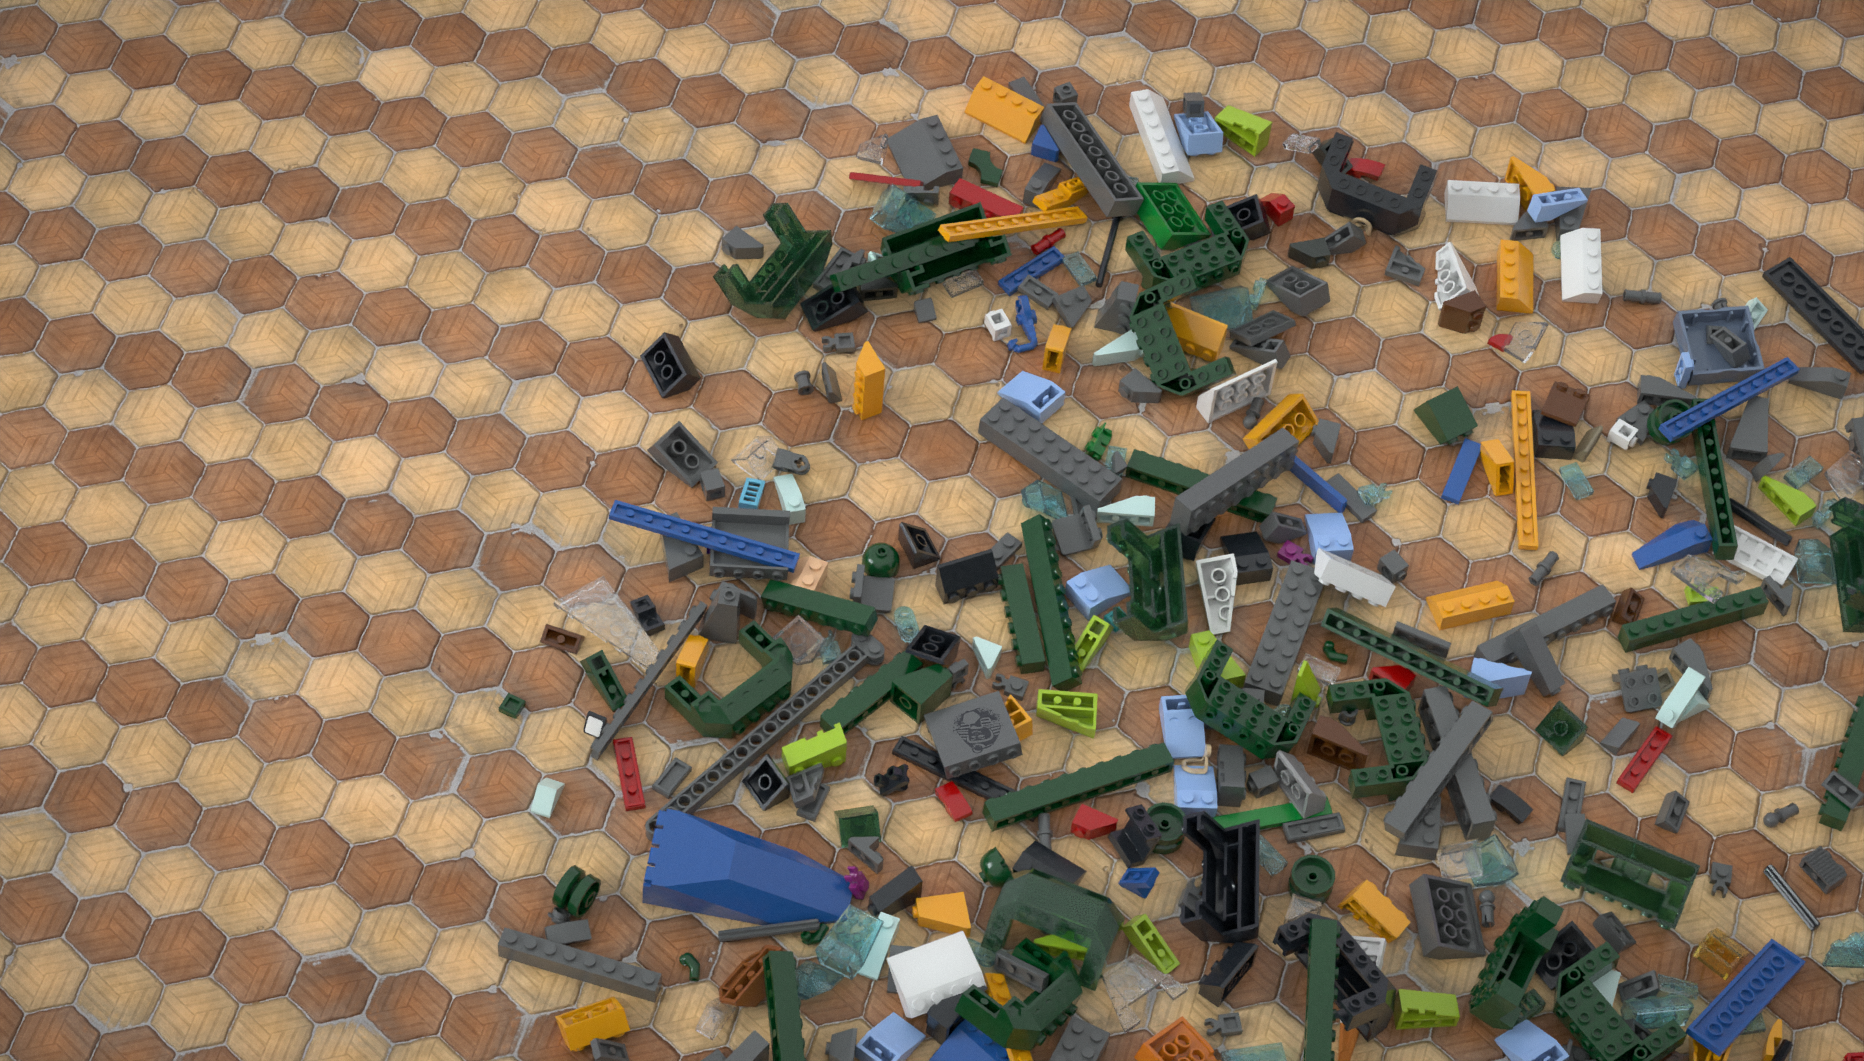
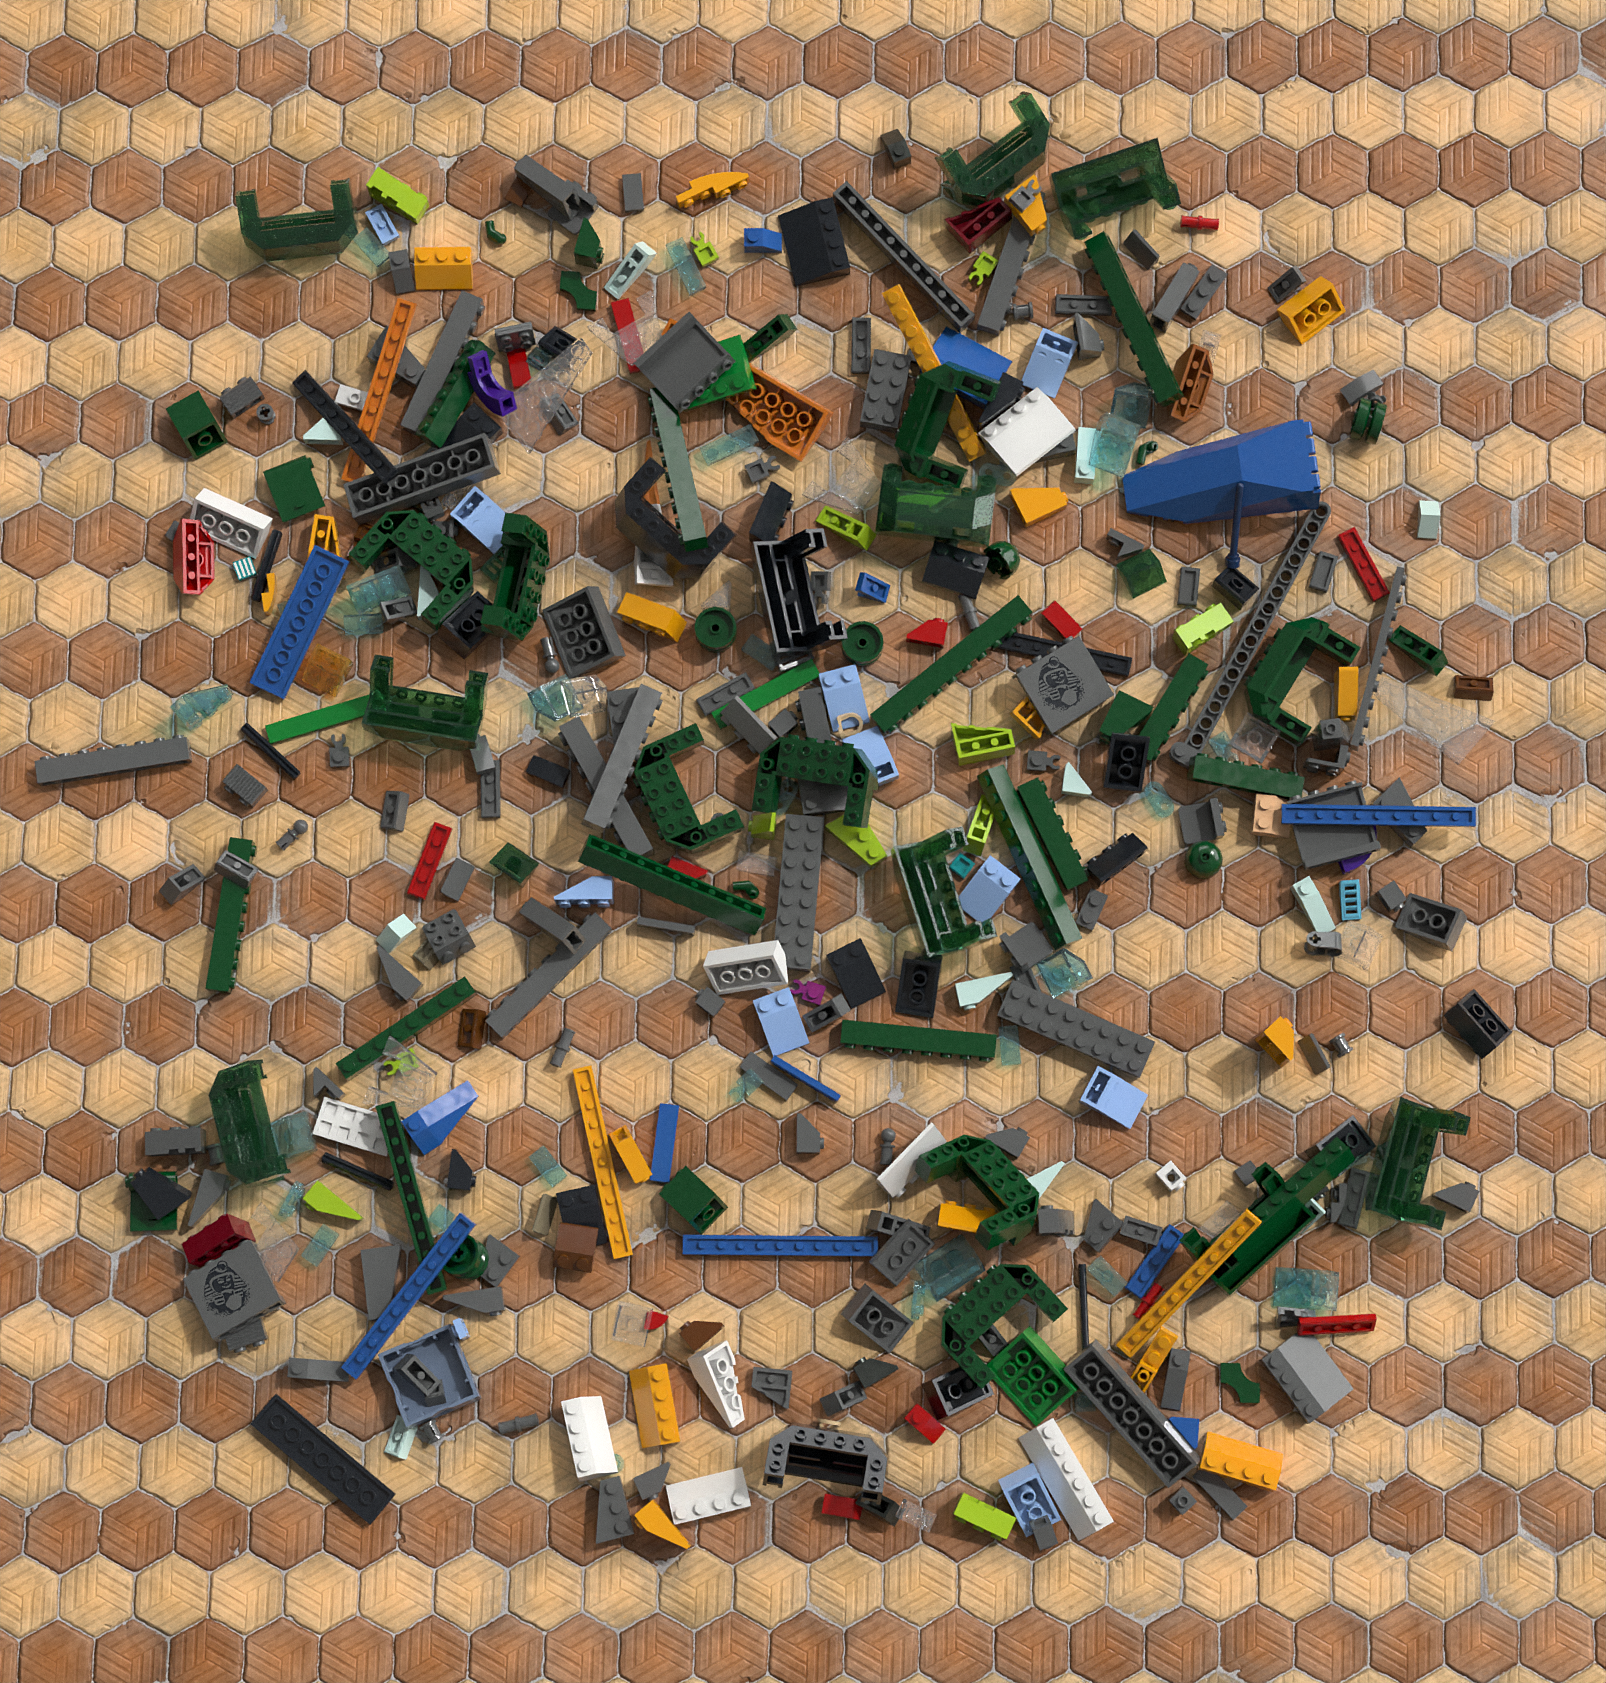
camera: 170 degrees right, 25 degrees up
(512, 706) = (1493, 602): dark green tile -> none
(579, 965) = (1341, 358): dark grey brick -> none
(594, 724) = (1410, 603): slope -> none
(646, 615) = (1403, 735): black slope -> none
(694, 965) = (1243, 392): dark green arm -> none
(760, 809) = (1232, 560): none -> dark blue piece
(768, 930) = (1187, 441): dark grey axle -> none
(805, 785) = (1200, 591): dark grey wing -> none
(841, 342) = (1319, 1107): dark grey plate -> none
(858, 882) = (1123, 507): magenta plate -> none
(873, 149) = (1363, 1365): clear slope -> none
(893, 780) = (1123, 620): black hips -> none
(896, 894) = (1085, 504): black slope -> none
(917, 545) = (1173, 888): black slope -> none
(958, 670) = (1096, 749): dark grey plate -> none
(967, 194) = (1225, 1327): red brick -> none
(1021, 971) = (953, 458): dark grey tile -> none
(1027, 319) = (1142, 1190): blue animal -> none
(1056, 348) = (1103, 1164): light orange slope -> none
(1100, 436) = (1034, 1055): green hinge -> none
(1118, 463) = (1004, 1032): dark grey slope -> none
(1137, 838) = (886, 621): black panel -> none
(1217, 586) = (874, 921): white wedge -> none
(1234, 481) = (886, 1031): dark grey brick -> none
(1291, 414) = (854, 1133): light orange slope -> none
(1336, 745) = (728, 778): reddish brown slope -> none
(1372, 364) = (780, 1245): none -> blue plate
(1425, 1009) = (586, 532): lime wedge -> none
(1470, 604) = (627, 984): light orange slope -> none
(1553, 204) = (628, 1500): light blue slope -> none
(1614, 932) = (428, 668): dark grey slope -> none
(1623, 434) = (515, 1239): white brick -> none
(1680, 698) = (406, 921): light aqua slope -> none
(1737, 913) = (317, 720): none -> green tile
(1766, 465) = (358, 1232): dark grey slope -> none

